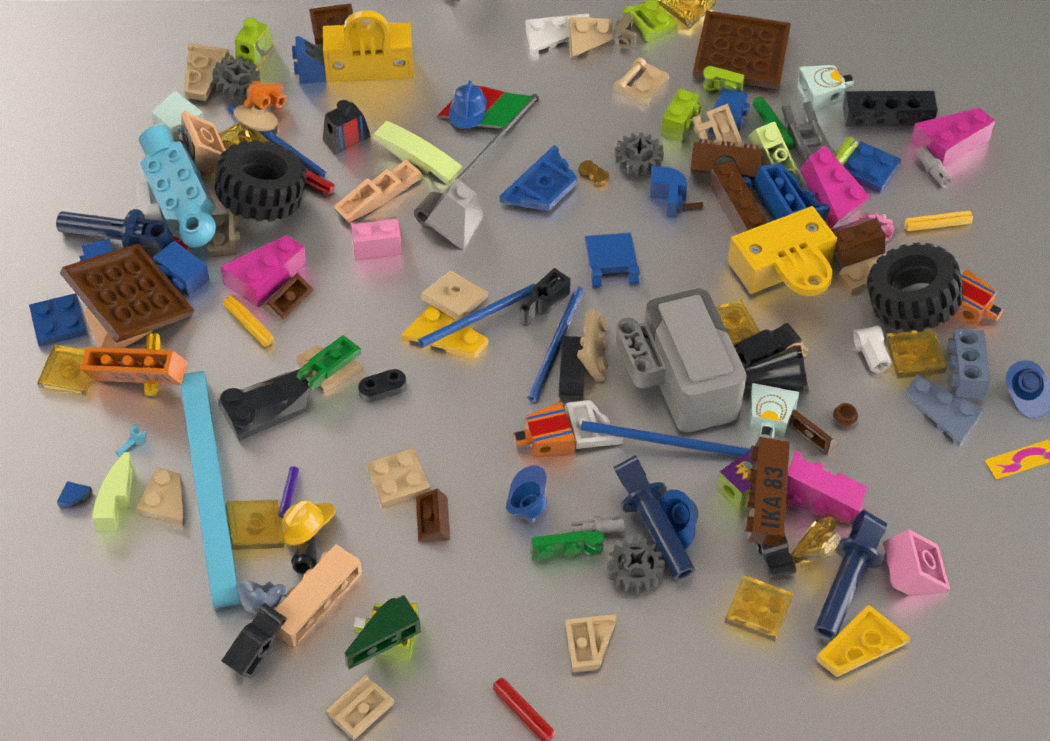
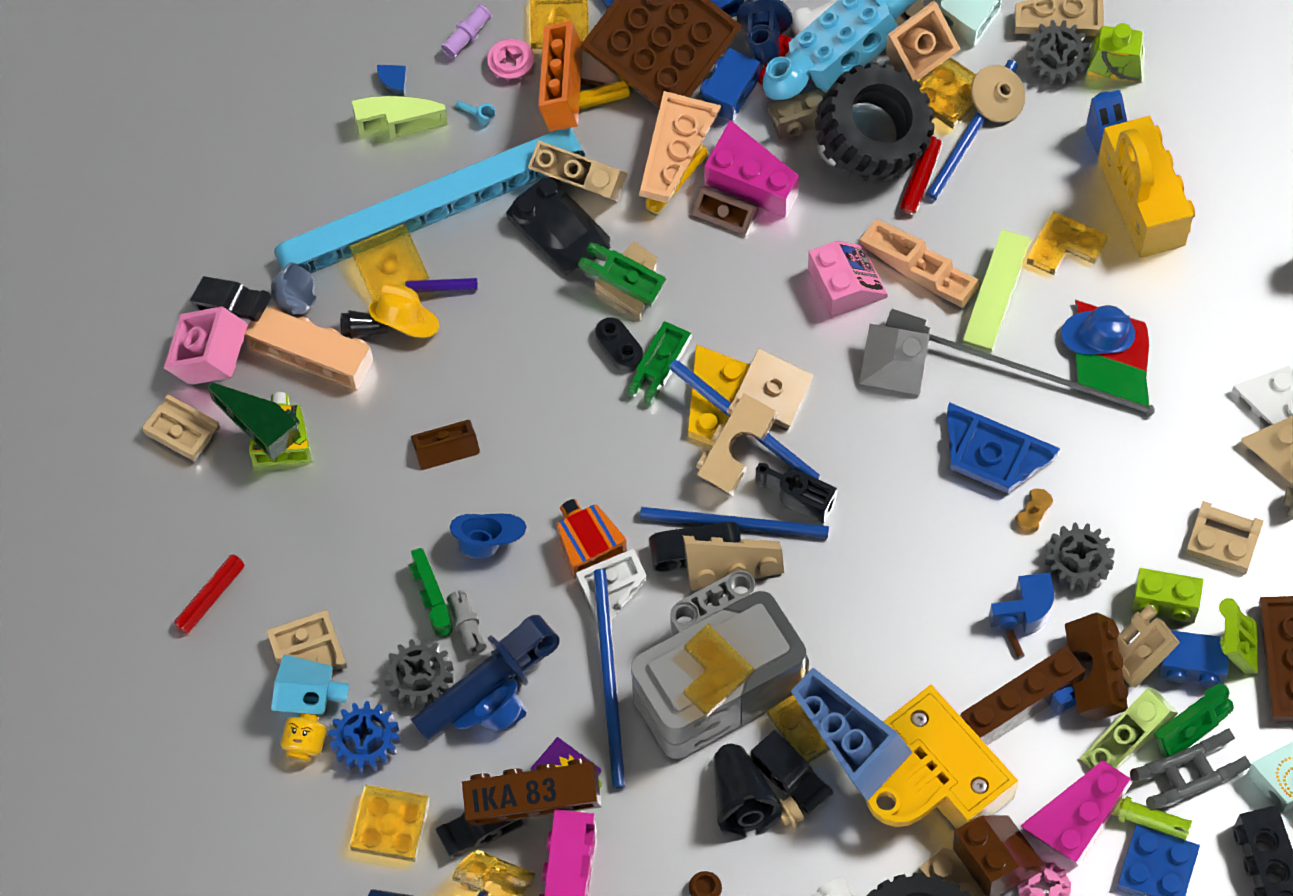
camera: 80 degrees right, 10 degrees up
(52, 432) = (466, 31): none -> lavender pin
(82, 407) = (517, 51): none -> bright pink gear
(163, 497) = (409, 165): tan wing -> none
(217, 306) = (675, 140): none -> light nougat wing
(225, 372) = (577, 170): none -> tan slope
(265, 95) = (1031, 87): orange hips -> none
(294, 665) = (206, 345): none -> bright pink brick
(328, 17) = (1198, 136): reddish brown plate -> none
(344, 127) = (1009, 197): black torso -> none
(388, 107) = (1065, 236): none -> clear yellow plate
(397, 477) = (490, 393): tan plate -> none
(407, 360) = (664, 349): none -> green hinge
(510, 334) = (746, 418): none -> tan arch
(611, 255) = (894, 559): blue flag -> none
(633, 643) = (306, 687): none -> medium azure torso
(669, 614) = (377, 738): none -> blue gear
(673, 655) = (303, 737): none -> yellow head
(710, 331) = (723, 670): none -> clear yellow plate
(762, 284) = (857, 738): none -> medium blue wedge
(771, 410) = (682, 792): light aqua torso -> none
(783, 194) = (1047, 757): blue wedge -> none
(812, 432) = (670, 851): reddish brown slope -> none

